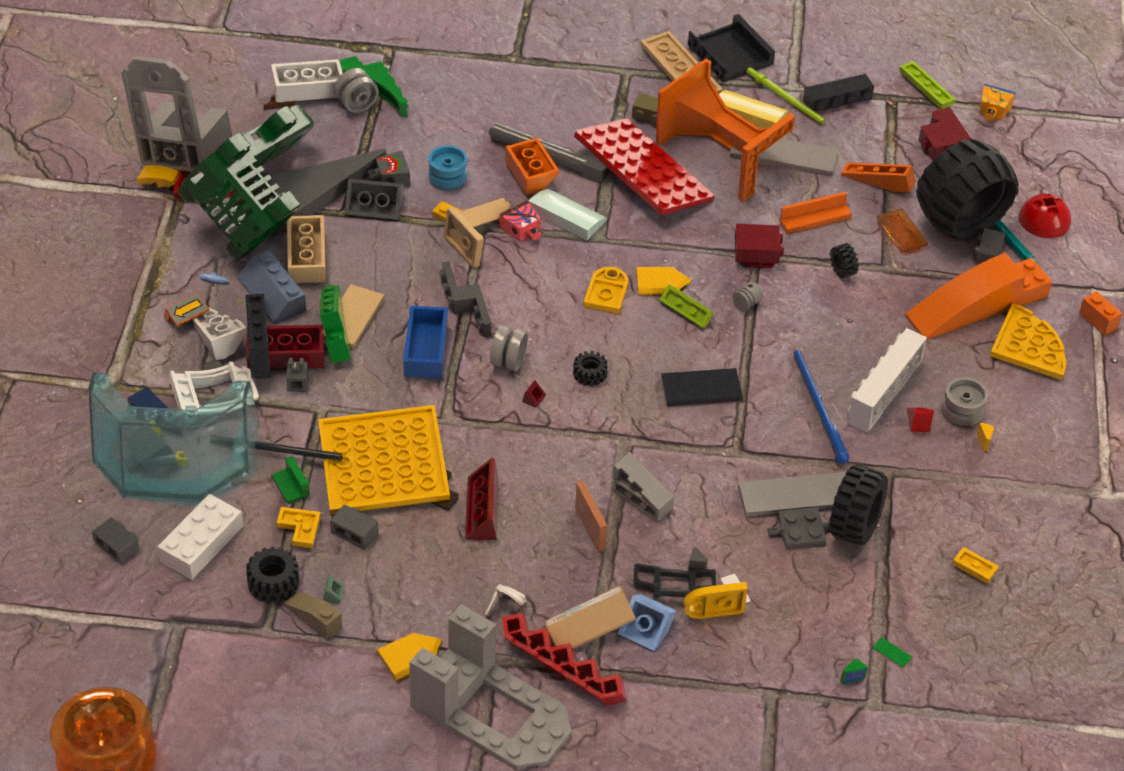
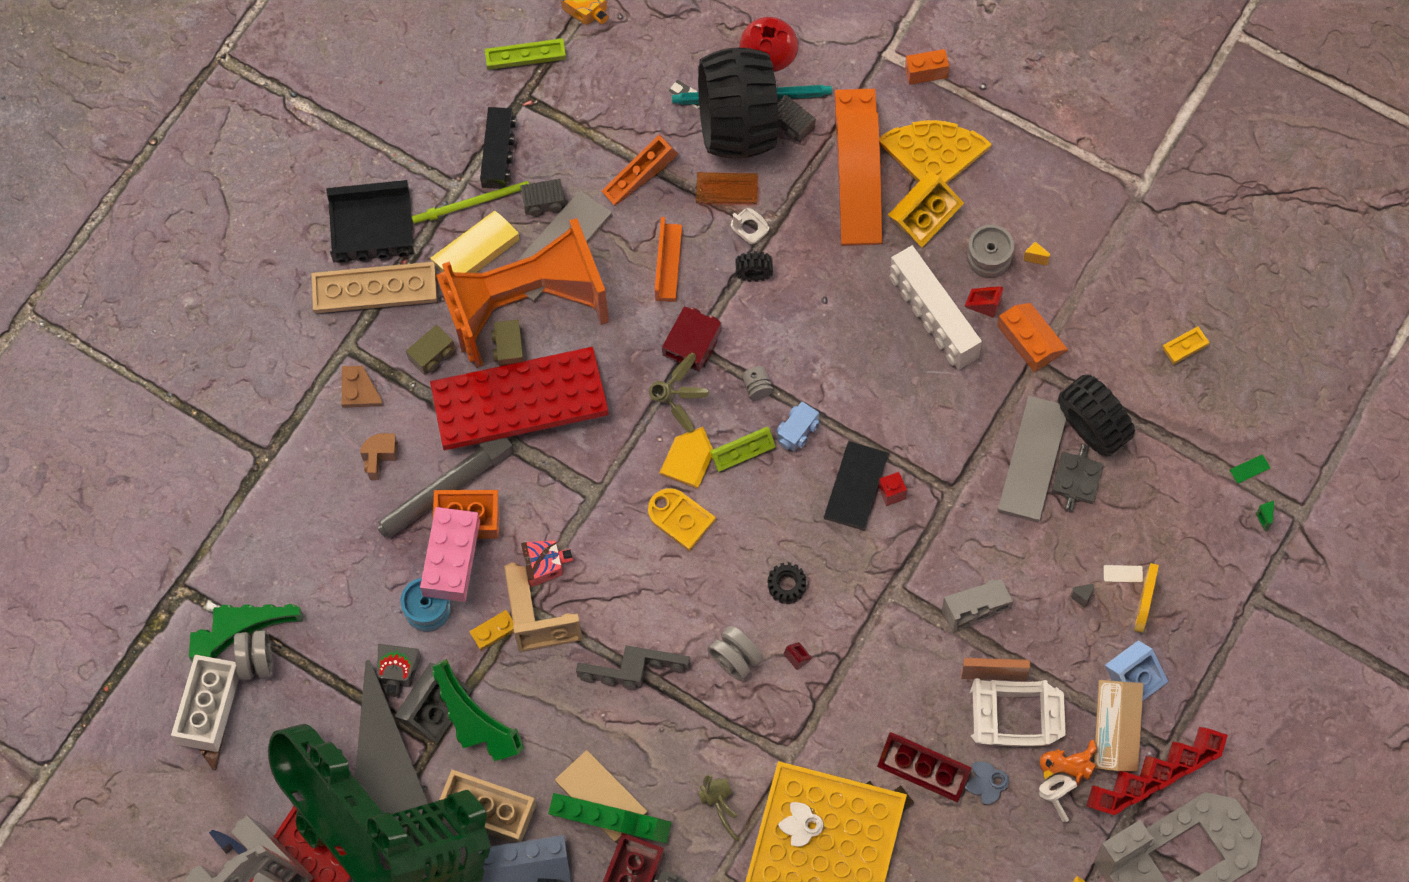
camera: 60 degrees left, 20 degrees up
(369, 215) = (470, 721): none -> green arch
(385, 375) = (714, 792): none -> olive plant
(387, 434) = (798, 824): none -> white plate
(425, 342) = (684, 734): blue piece -> none
(489, 154) = (450, 554): none -> bright pink brick
(492, 551) = (984, 784): none -> sand blue plate
(538, 603) = (1075, 765): none -> orange animal
(553, 107) = (376, 449): none -> medium nougat brick
(553, 522) = (985, 712): none -> white wedge
(566, 213) = (546, 508): light aqua slope -> none
(597, 85) = (358, 388): none -> medium nougat wing
(658, 571) = (1120, 617): black bar -> none
(686, 148) = (508, 342): none -> olive brick
(704, 246) = (657, 387): none -> olive plant
(711, 406) = (892, 488): none -> red brick
(725, 330) = (795, 430): none -> light blue brick
(817, 129) = (543, 197): none -> dark grey brick
(842, 455) = (963, 389): blue bar -> none
(878, 246) = (745, 215): none -> white piece
(910, 455) = (1030, 335): none -> orange slope
(941, 132) = (618, 76): dark red brick -> none
(971, 349) = (926, 208): none -> yellow slope

